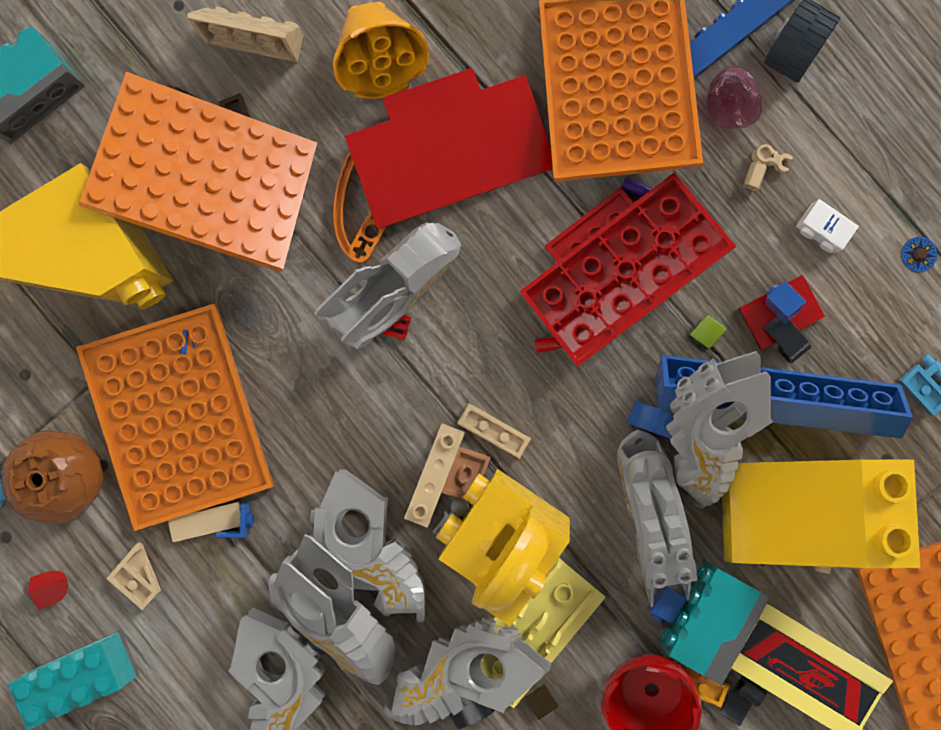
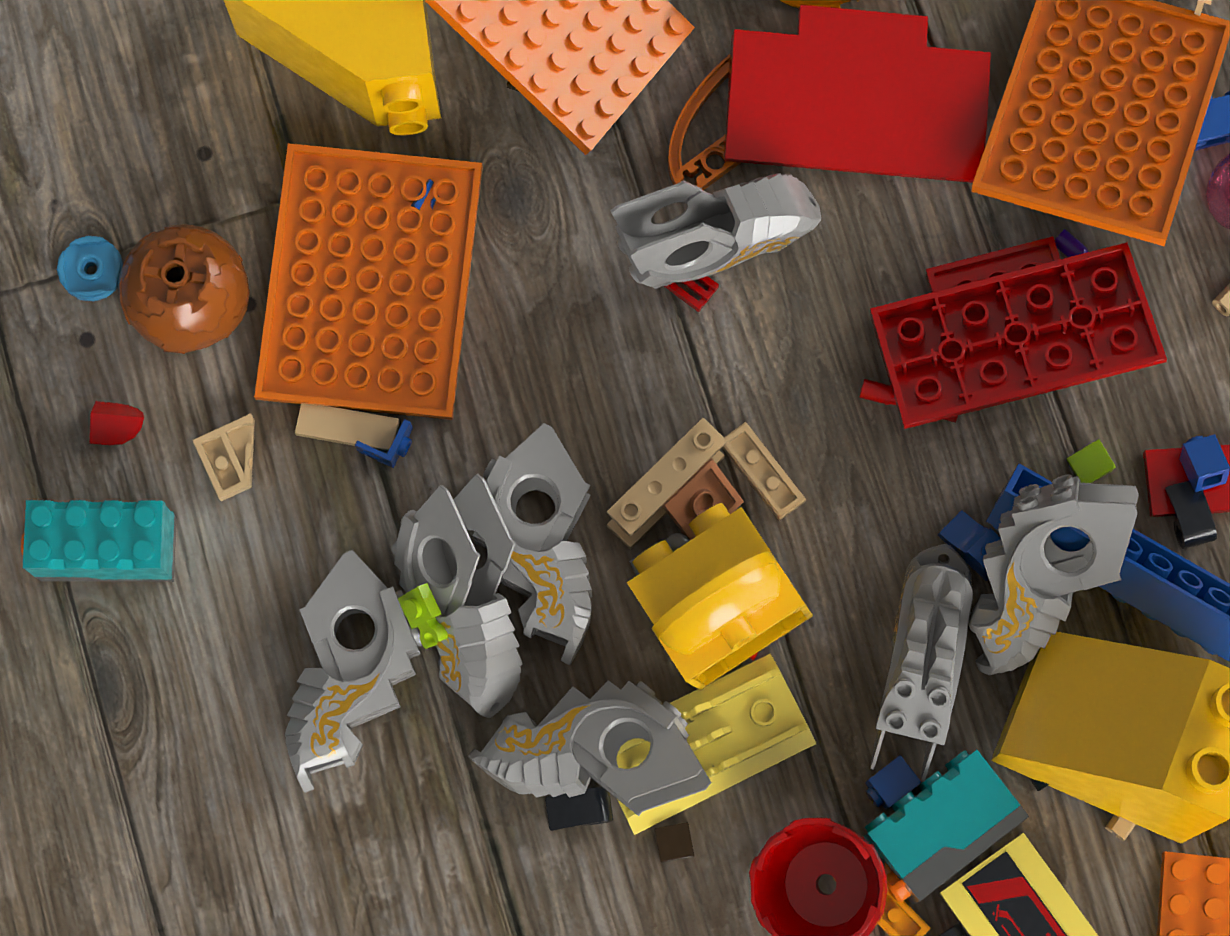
camera: 25 degrees right, 10 degrees down
(310, 640) = (421, 612): none -> lime plate

